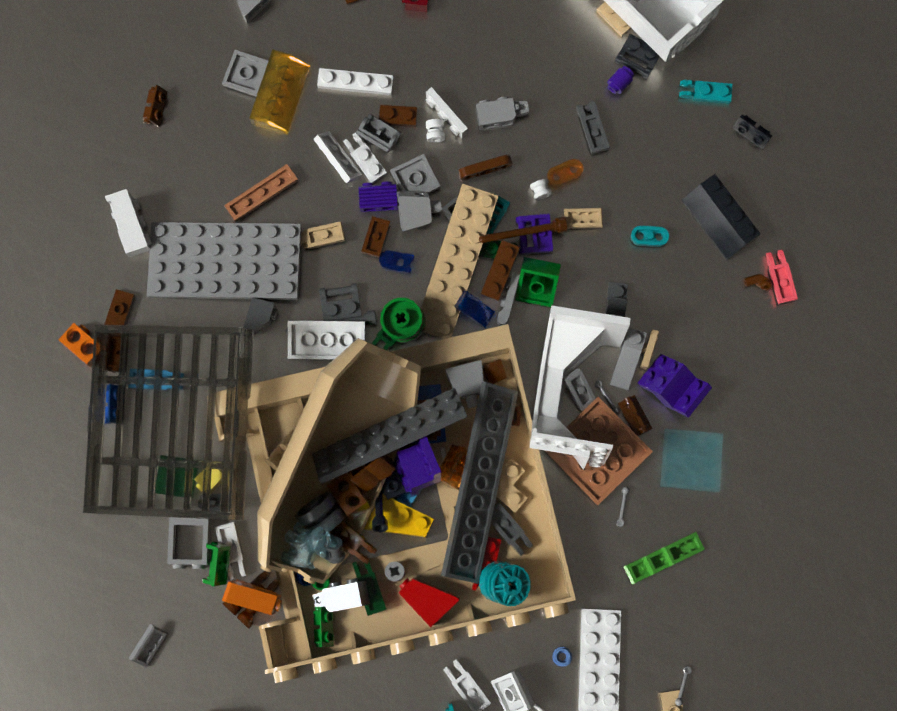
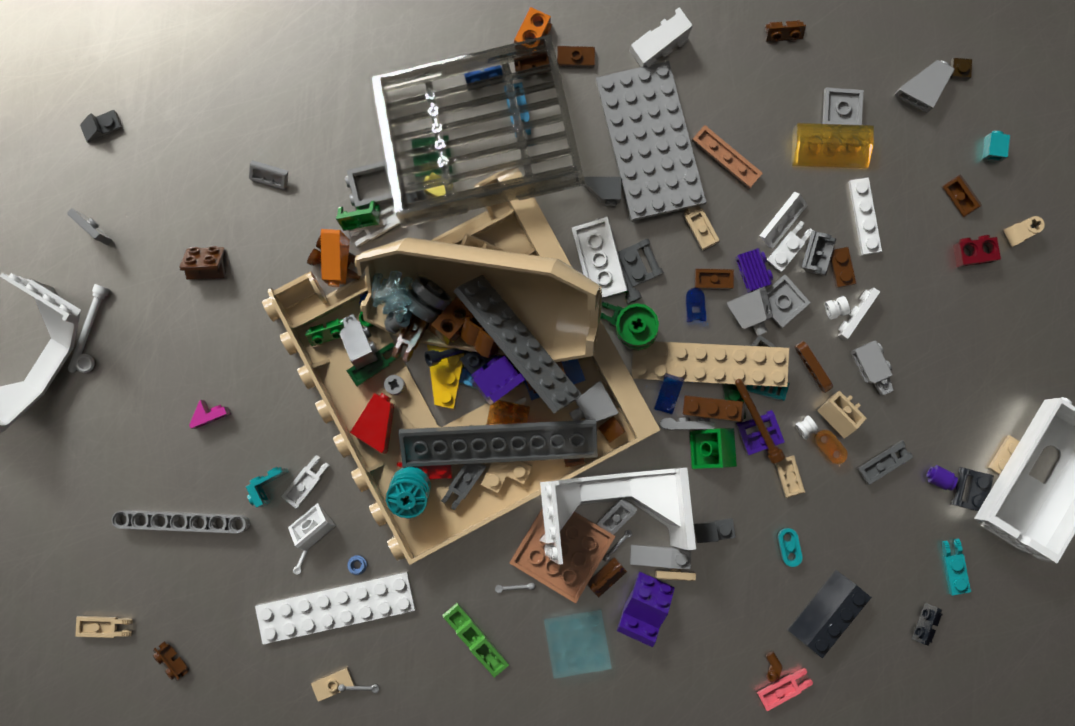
camera: 75 degrees right, 5 degrees up
(537, 153) = (842, 414): none -> tan brick

